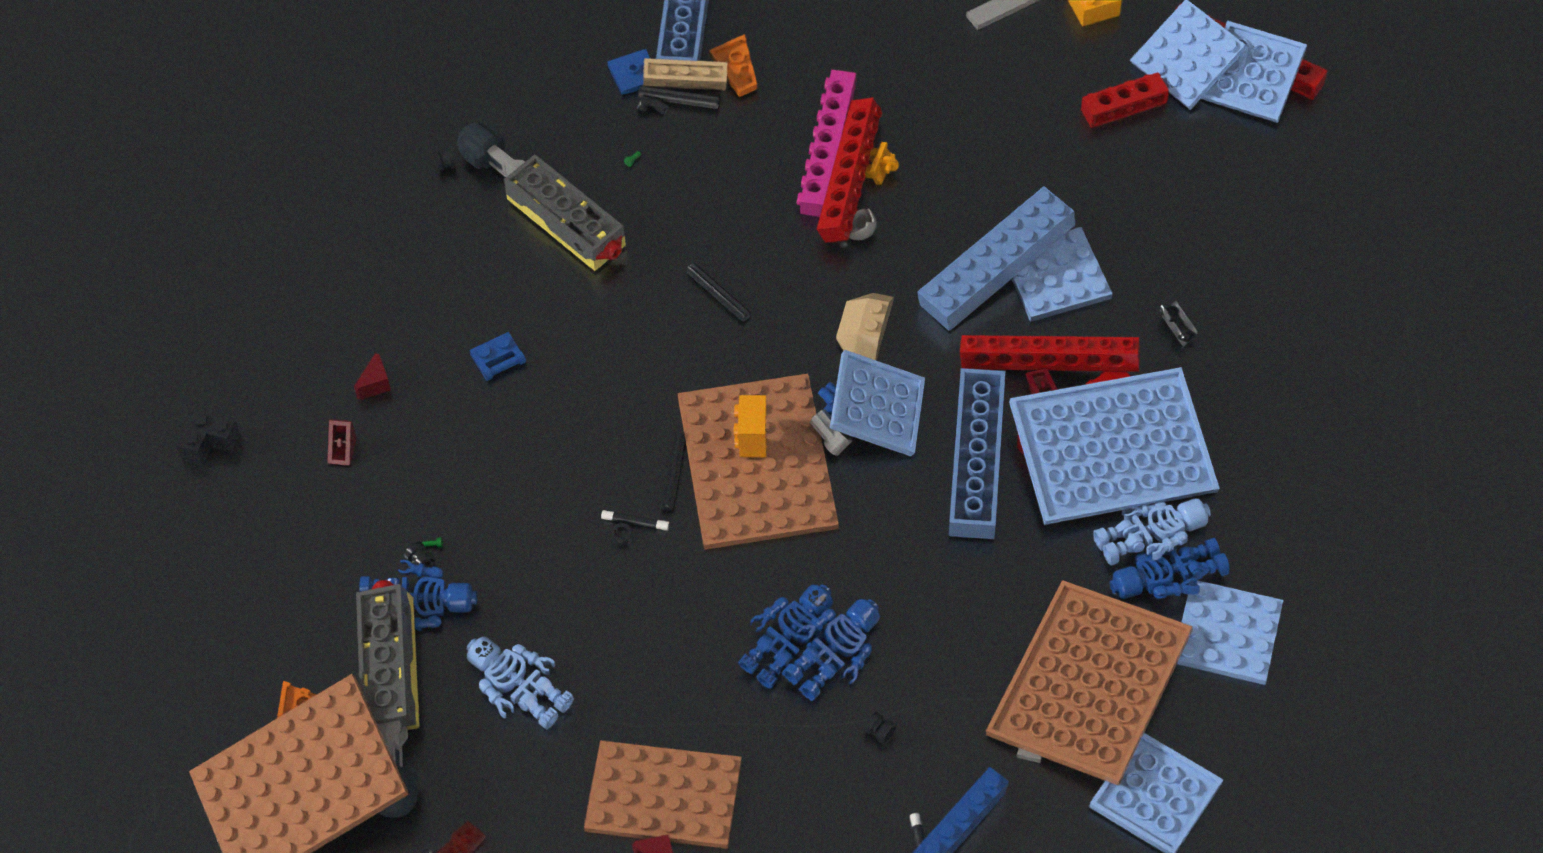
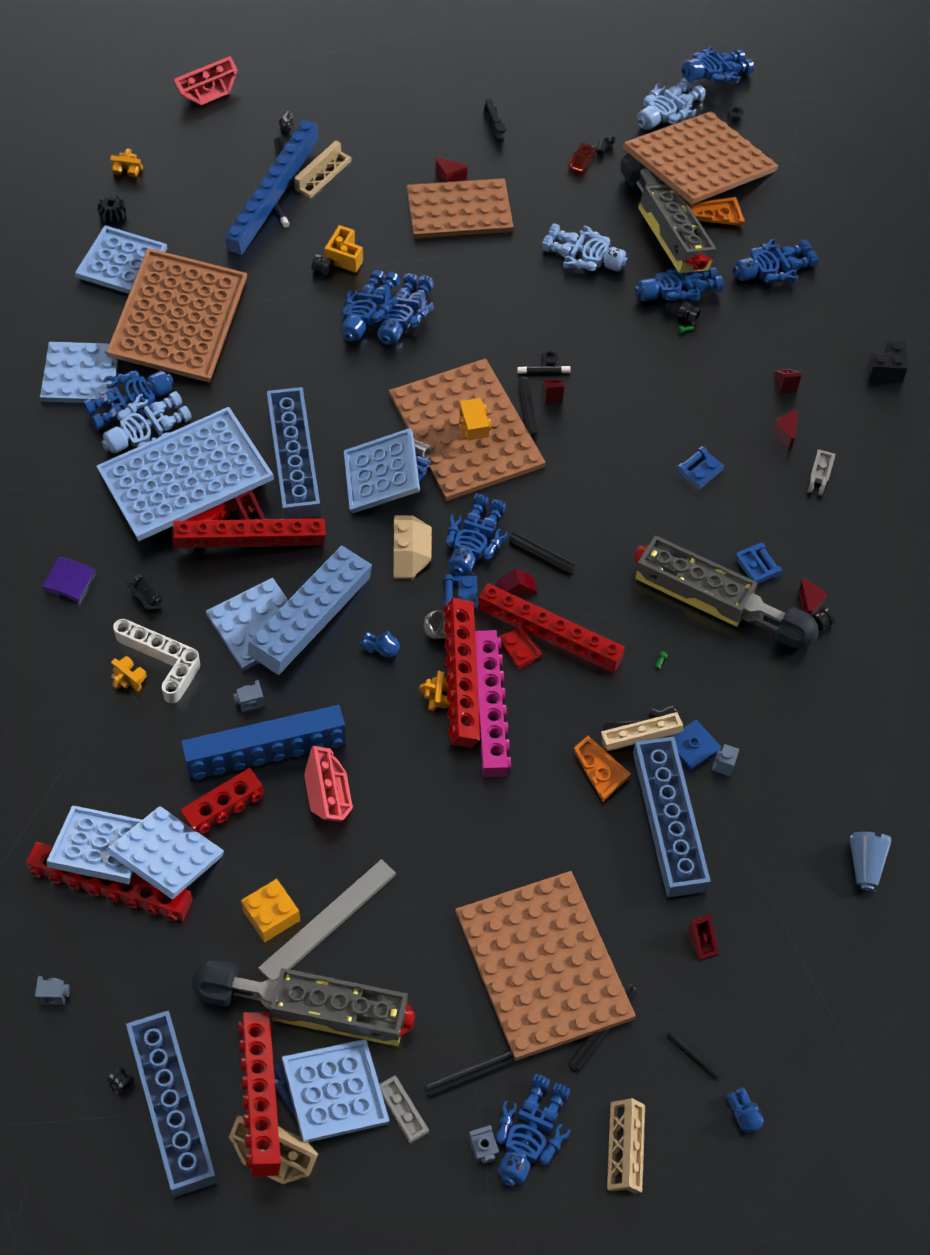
camera: 160 degrees right, 0 degrees up
(315, 604) = (763, 261): none -> blue piece
(360, 322) = (821, 470): none -> light grey hinge
(445, 181) = (811, 596): none -> dark red slope
(490, 231) = (754, 566): none -> blue plate
(609, 45) = (725, 760): none -> sand blue brick
(634, 484) = (553, 390): none -> dark red slope
(740, 202) = (551, 628): none -> red brick
(759, 259) = (517, 583): none -> dark red slope
(778, 197) = (520, 647): none -> red plate
(802, 314) = (471, 542): none -> blue piece
(817, 263) = (466, 588): none -> blue plate
(850, 736) = (343, 249): none -> light orange brick
(924, 217) = (384, 644): none -> blue piece
(1016, 84) = (327, 785): none -> coral wedge
(1073, 135) = (263, 742): none -> blue brick
(1080, 192) = (249, 697): none -> sand blue brick
(1146, 247) = (179, 661): none -> white beam
(1210, 237) = (124, 677): none -> light orange hips
(1264, 359) = (68, 579): none -> dark purple slope

